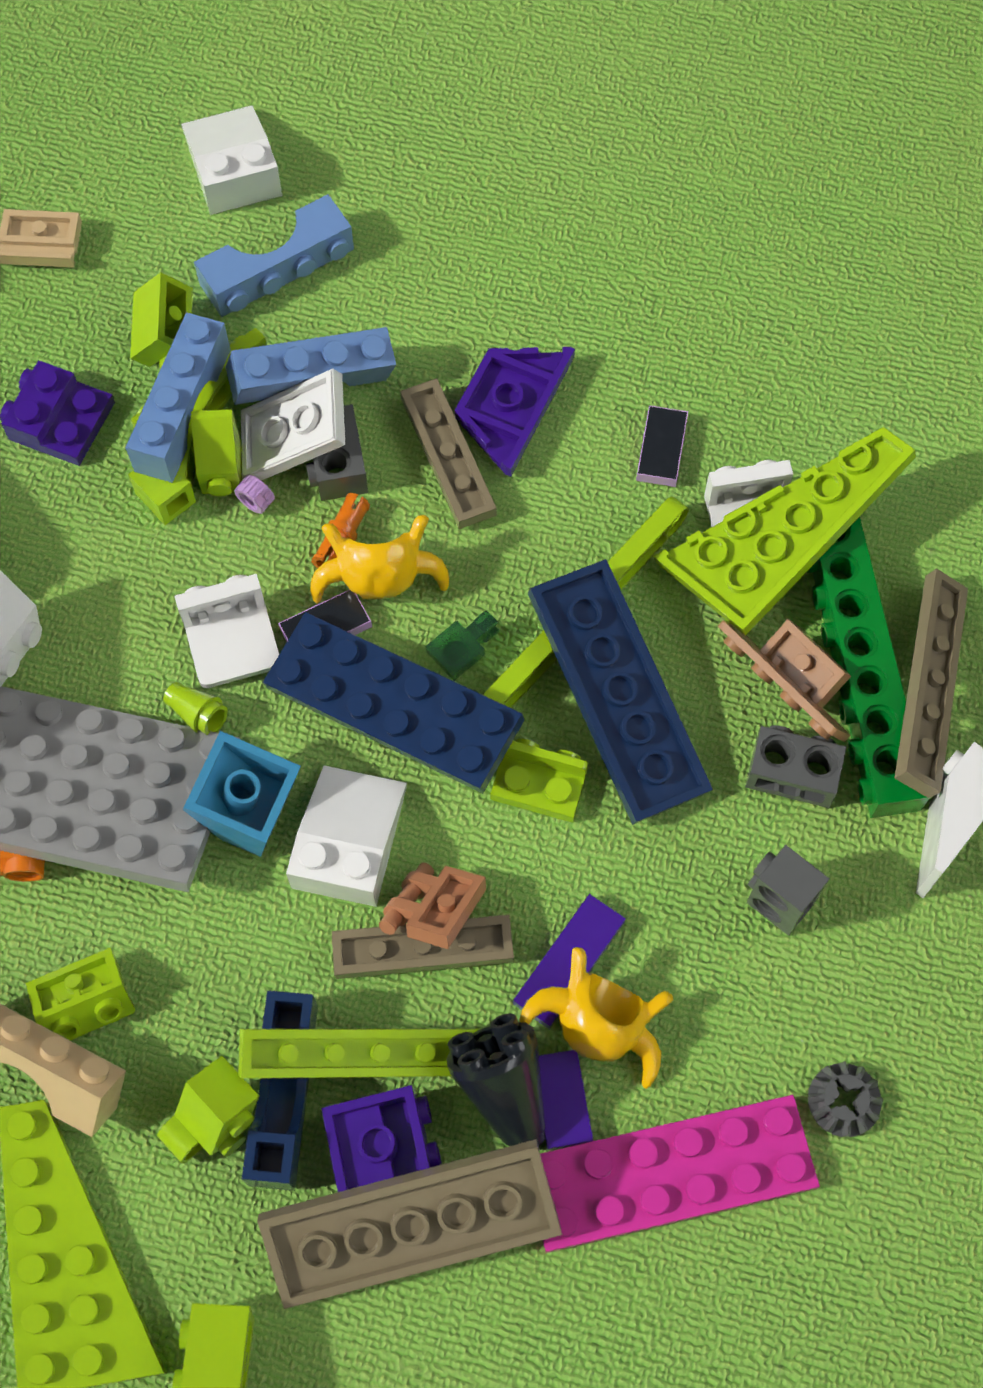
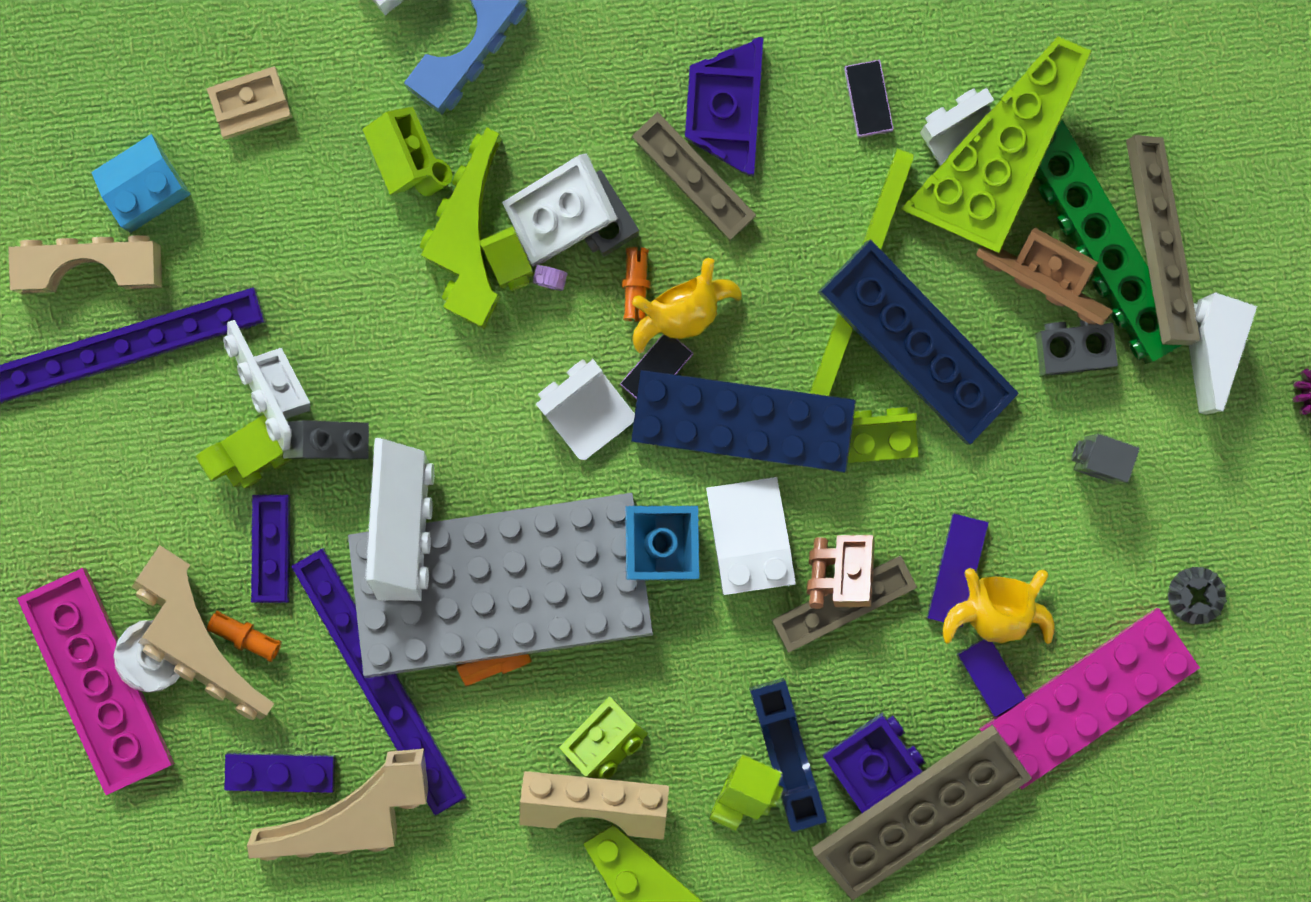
camera: 15 degrees left, 20 degrees up
(55, 413) = (348, 265): dark purple plate -> none
(163, 425) = (458, 226): medium blue arch -> none
(196, 708) = (586, 481): lime cone -> none
(270, 369) = (551, 148): medium blue arch -> none
(345, 1052) = (849, 703): lime plate -> none
(460, 647) = (773, 348): clear green plate -> none
(502, 1077) = (946, 684): black cone -> none

